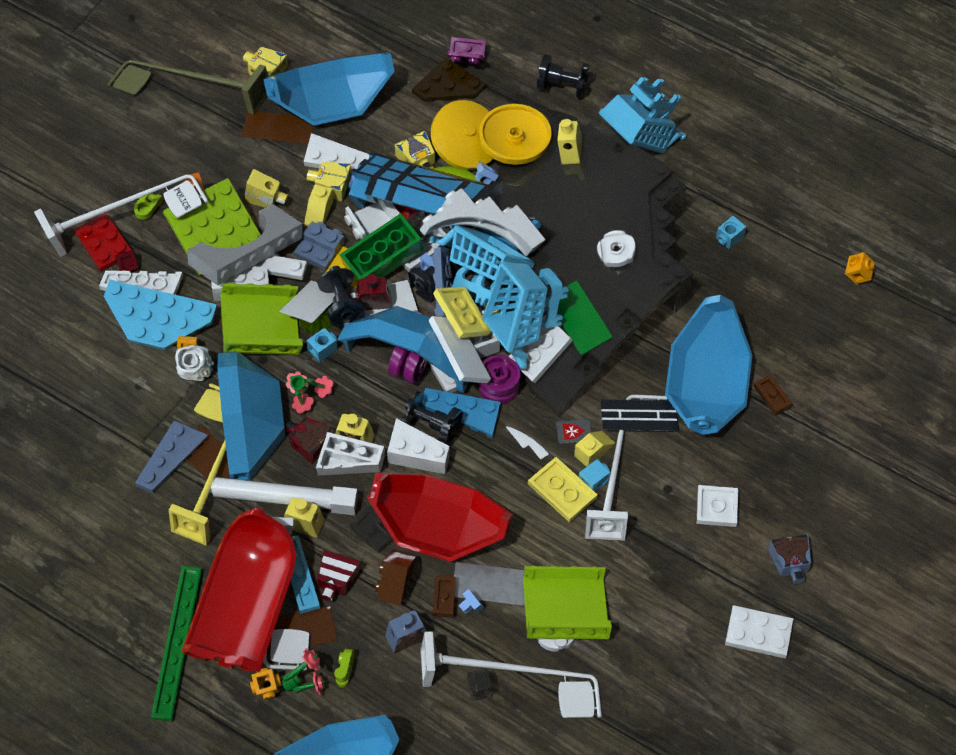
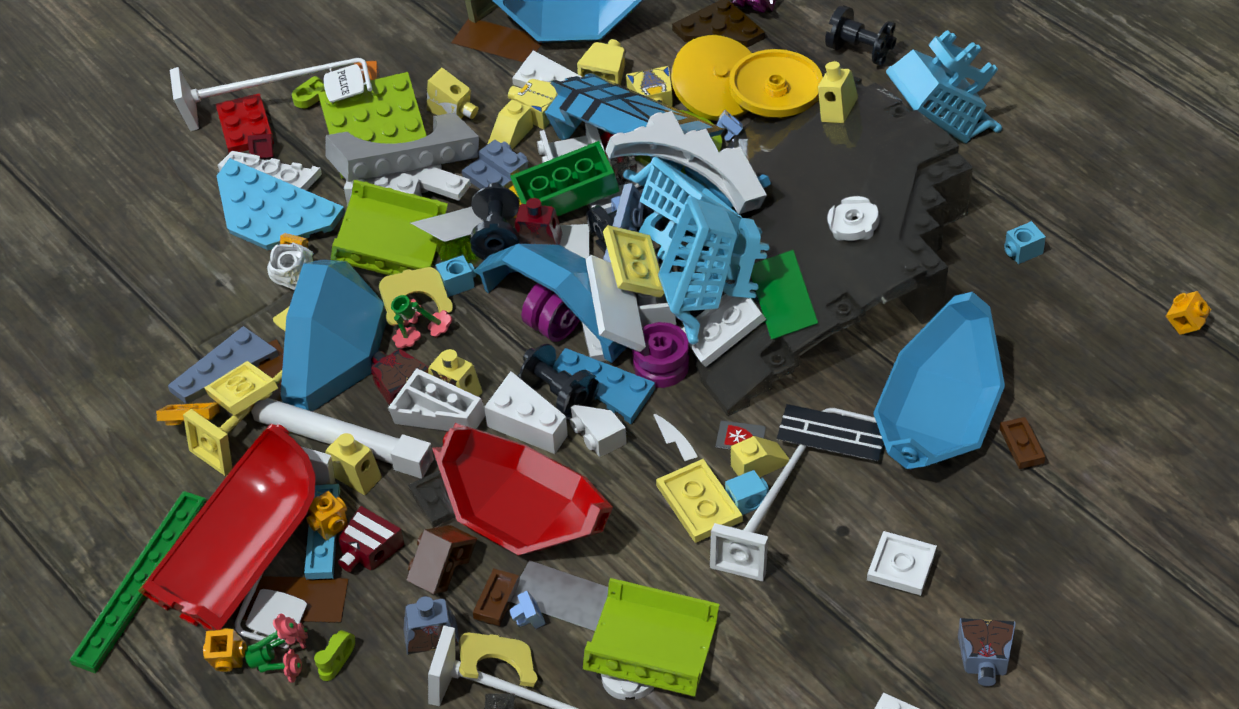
camera: 20 degrees right, 10 degrees down
(160, 503) = (174, 413): none -> light orange plate
(196, 474) = (241, 388): none -> light yellow plate
(300, 356) = (414, 281): none -> light yellow piece
(305, 564) = (327, 515): none -> light orange brick
(371, 135) = (604, 61): none -> light yellow torso
(469, 634) = (476, 647): none -> light yellow piece
(473, 448) = (599, 428): none -> white slope

